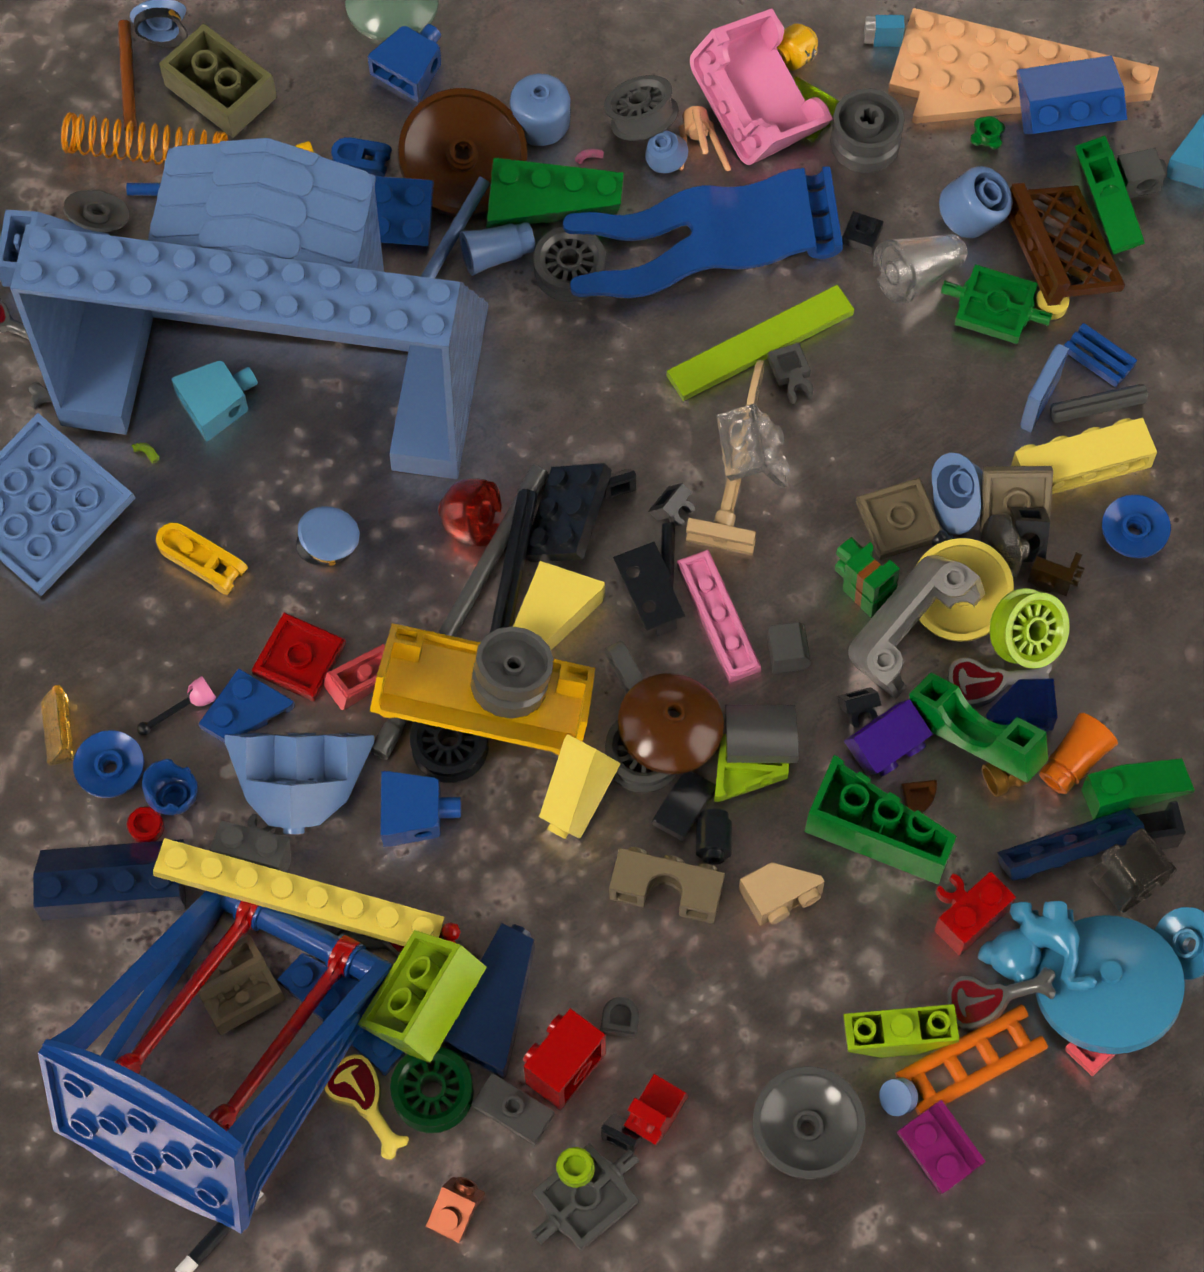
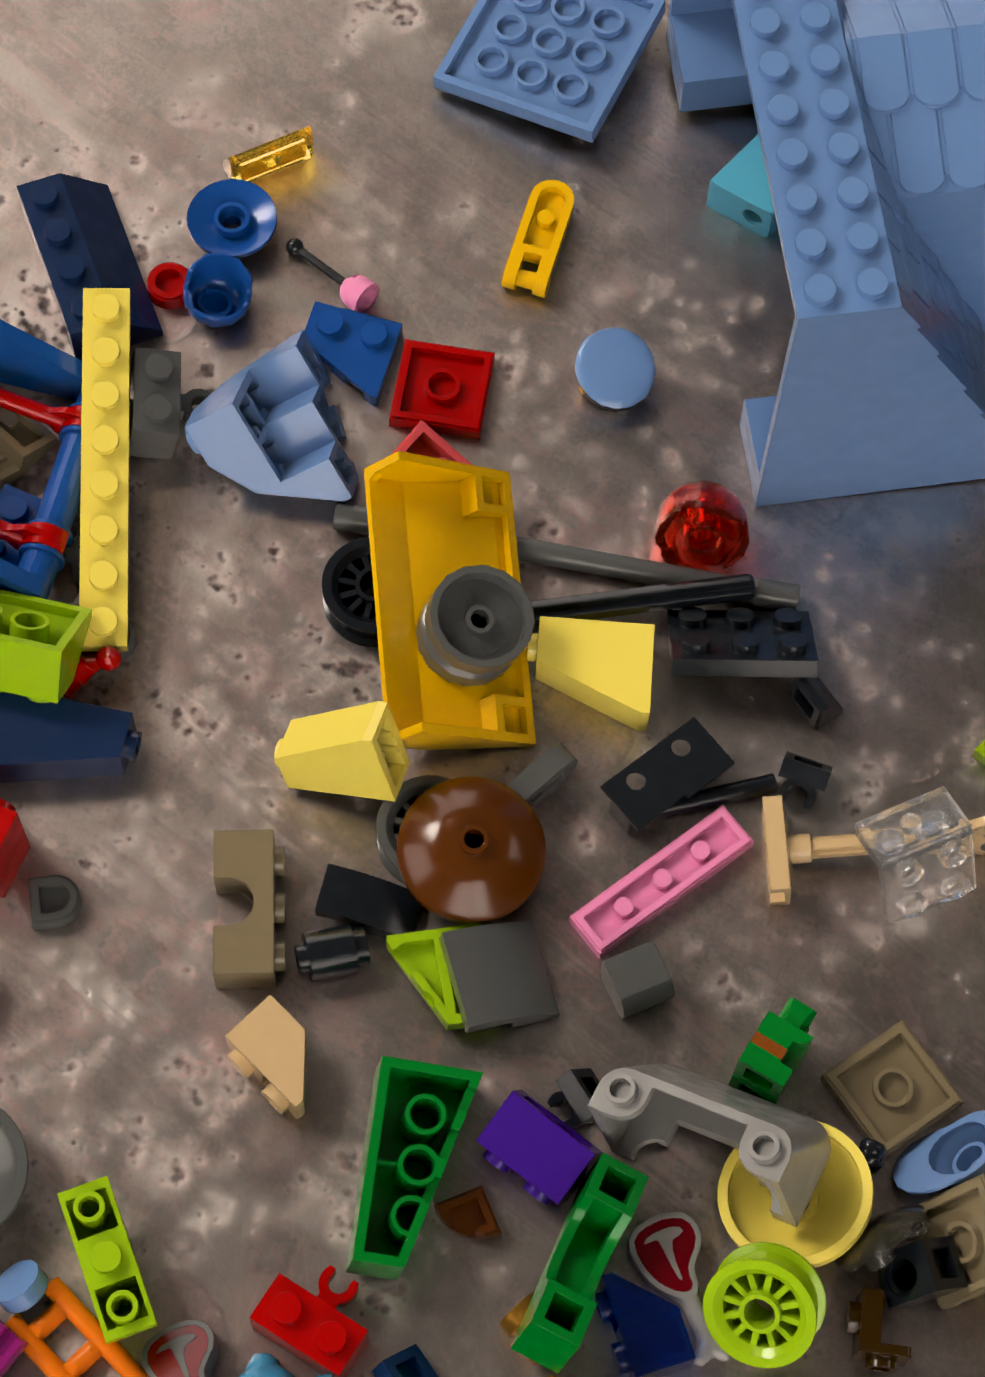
camera: 70 degrees right, 0 degrees up
(151, 454) = (666, 144): lime leg -> none
(413, 808) = (267, 572): blue torso -> none

